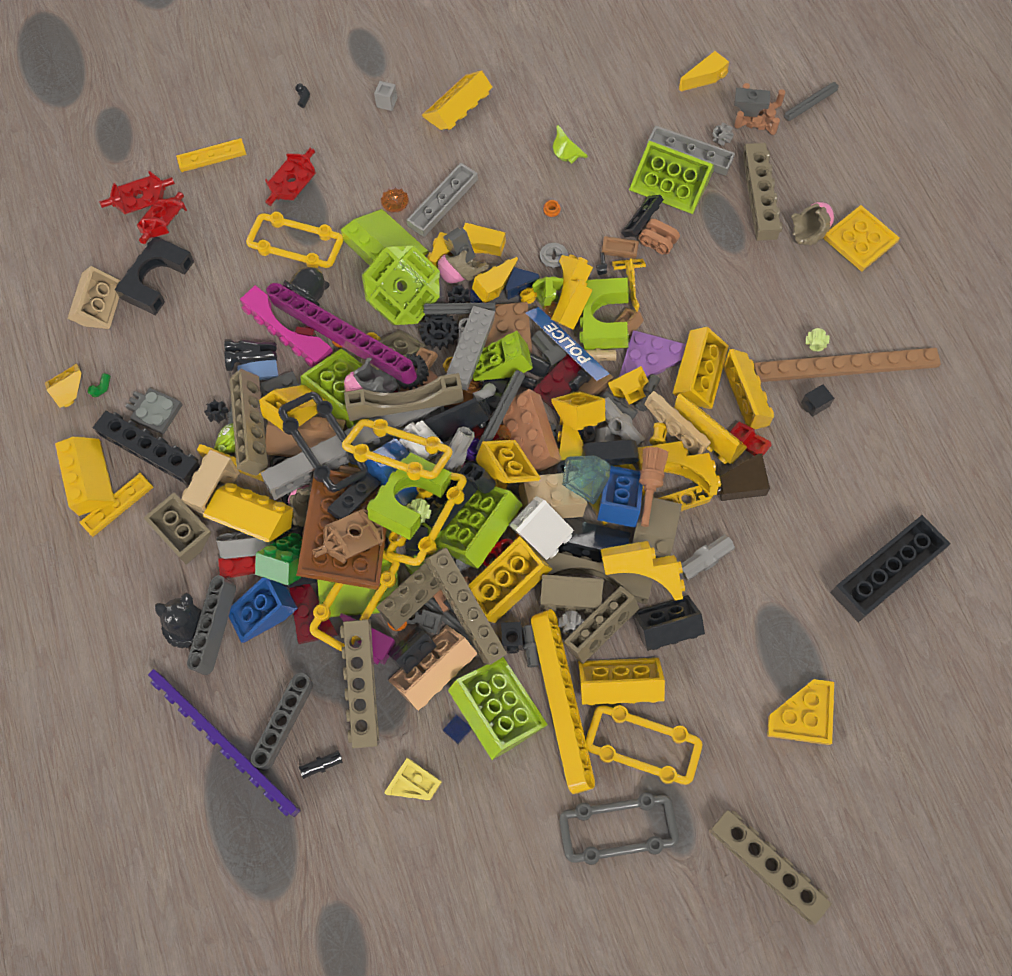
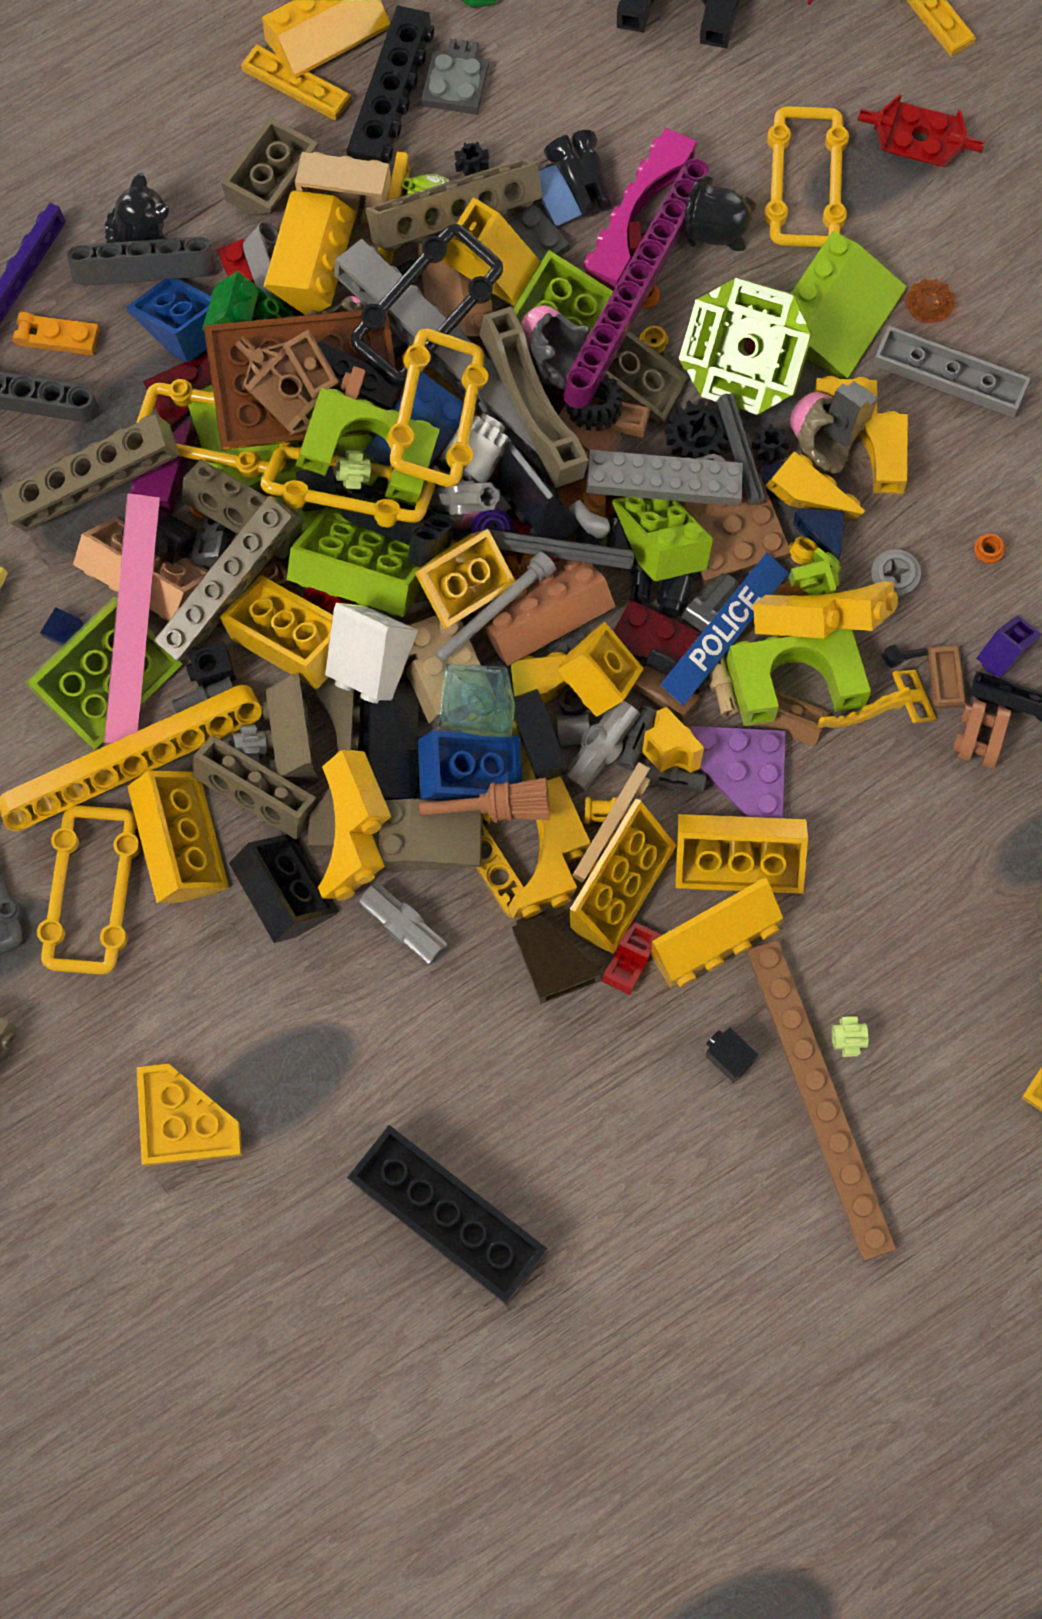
camera: 80 degrees right, 5 degrees up
(243, 694) = (56, 334): none -> light orange plate
(345, 513) = (311, 363): none -> medium nougat slope
(365, 492) = (353, 382): none -> nougat plate
(472, 674) = (131, 617): none -> bright pink tile
(510, 423) = (540, 567): none -> light grey piece
(612, 212) = (1008, 646): none -> dark purple slope

